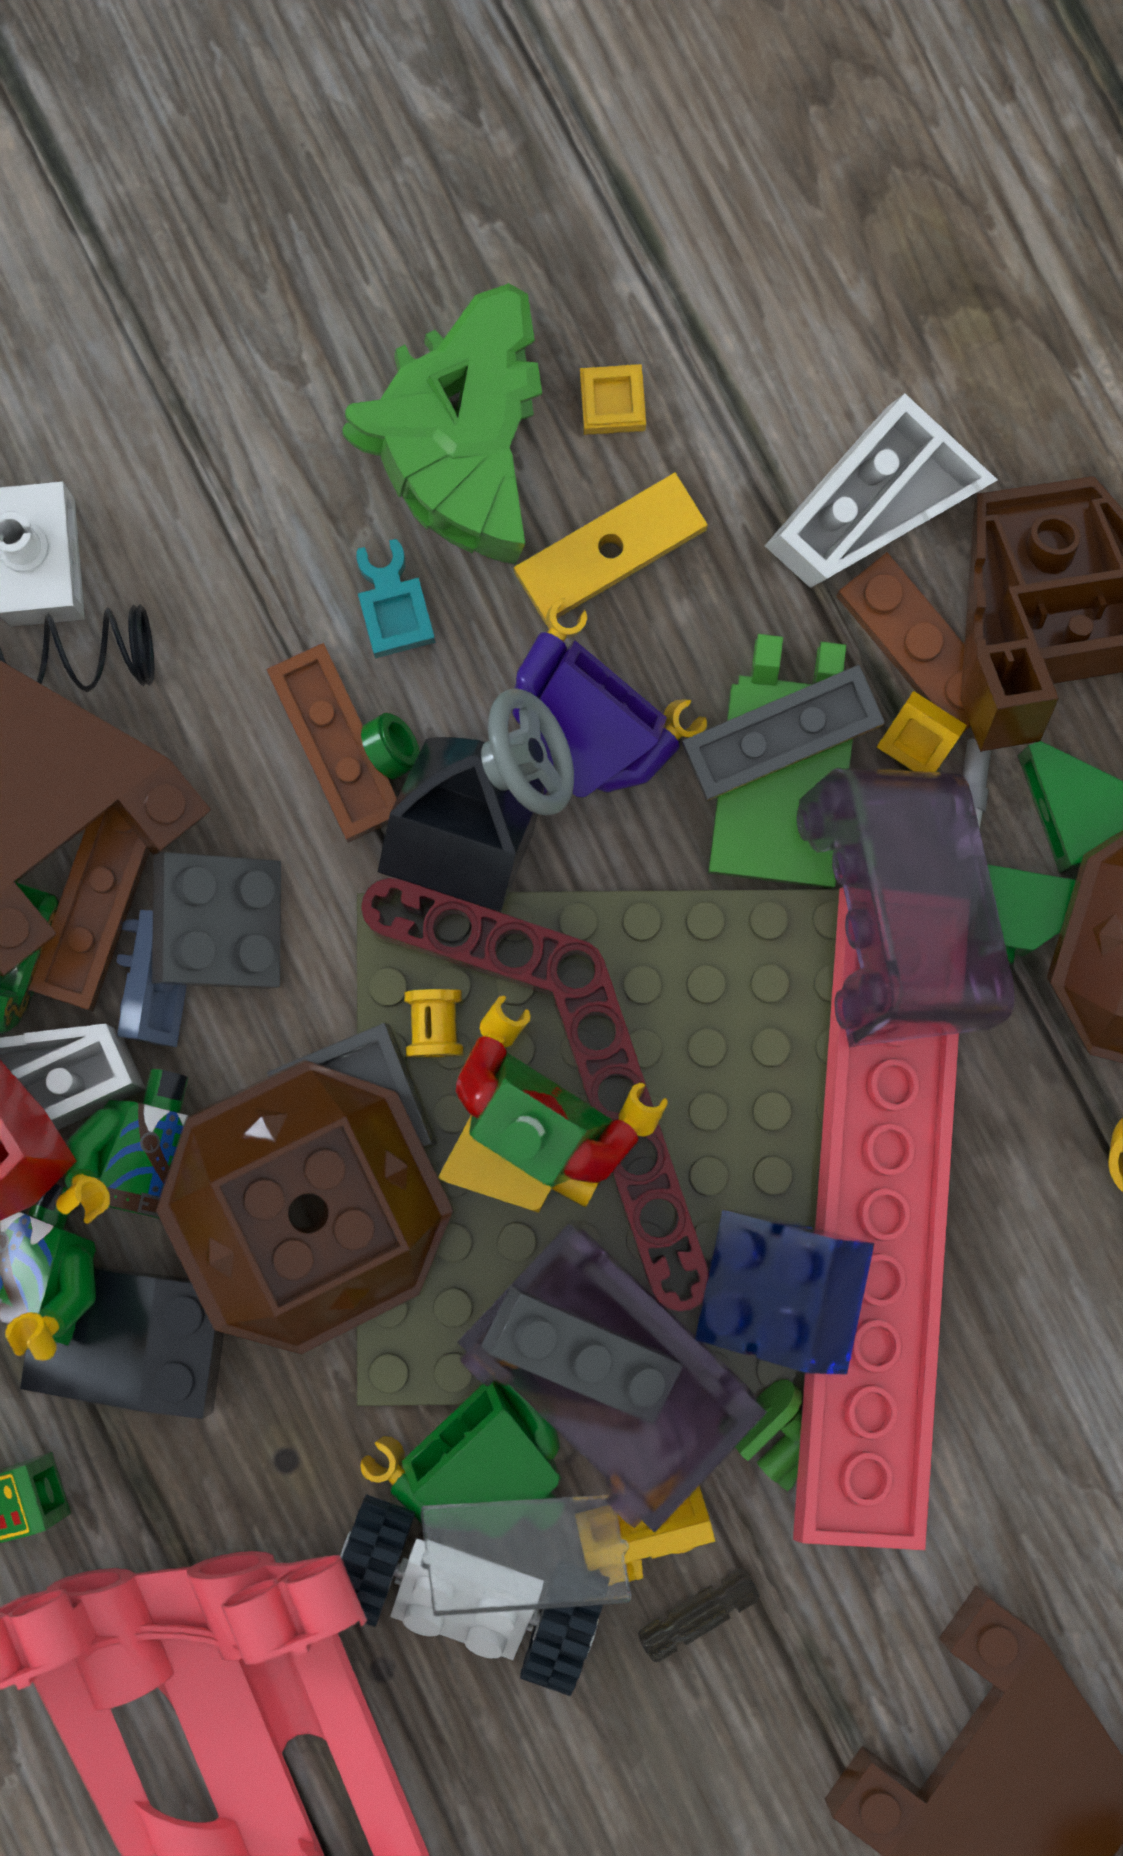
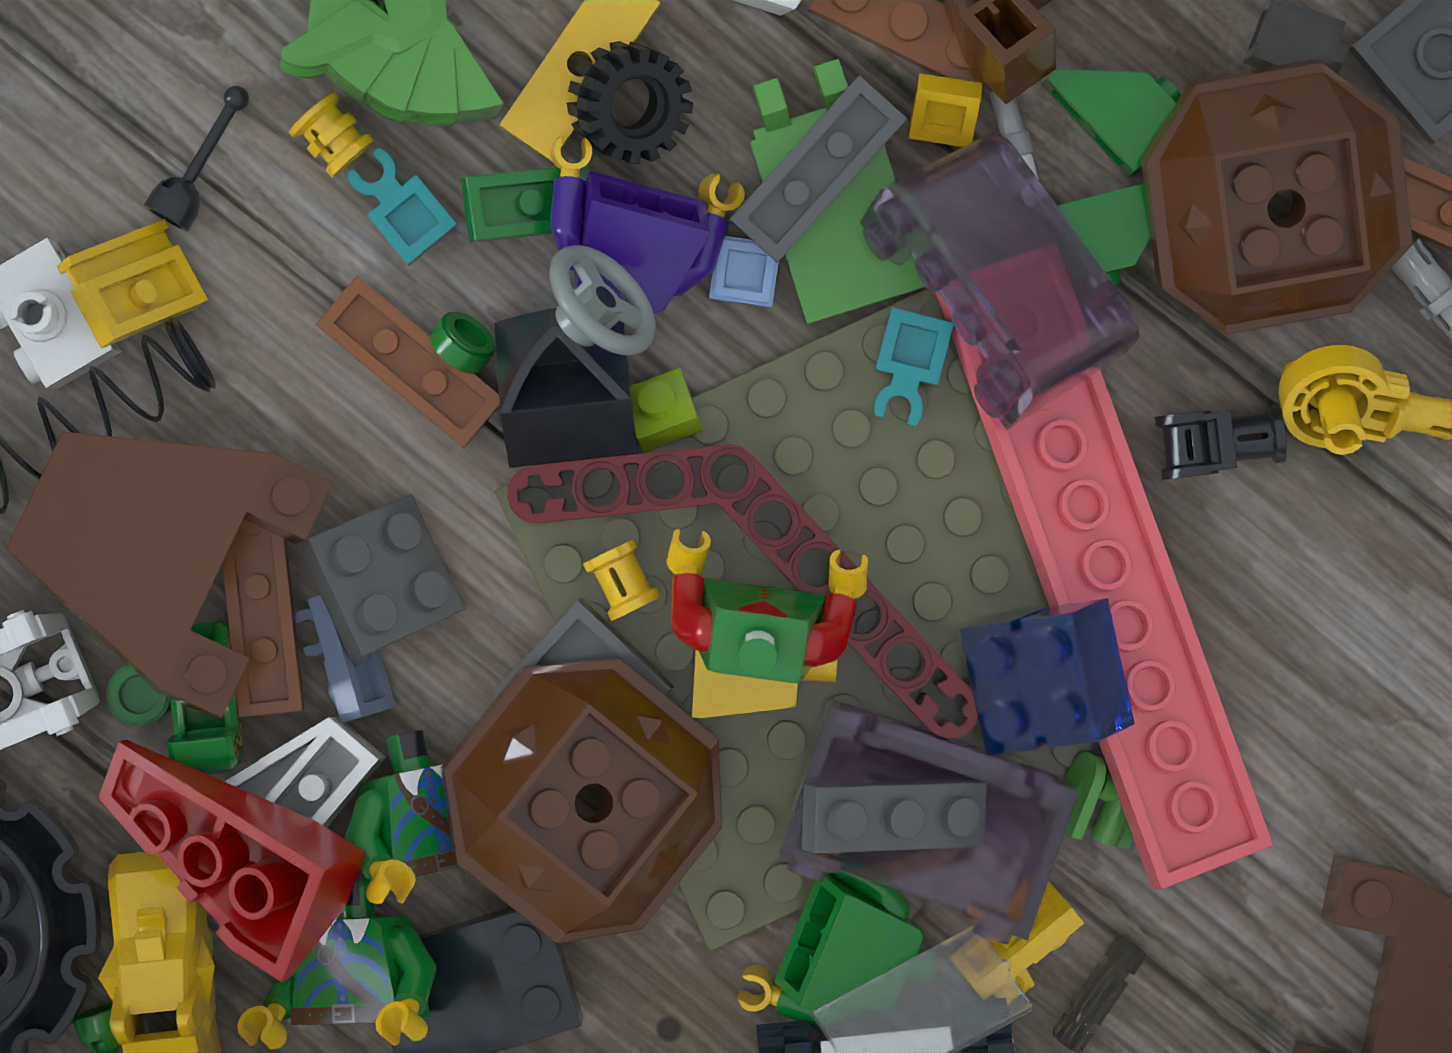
camera: 25 degrees left, 5 degrees up
(118, 557) = (132, 283): none -> yellow plate
(197, 505) = (177, 197): none -> black hinge
(360, 509) = (331, 134): none -> yellow bush
(489, 640) = (510, 203): none -> green plate
(543, 889) = (664, 410): none -> lime plate
(665, 624) = (663, 109): none -> black tyre
(672, 801) = (744, 274): none -> light blue tile
(792, 939) = (912, 352): none -> teal plate
(1029, 1146) = (1214, 441): none -> black connector

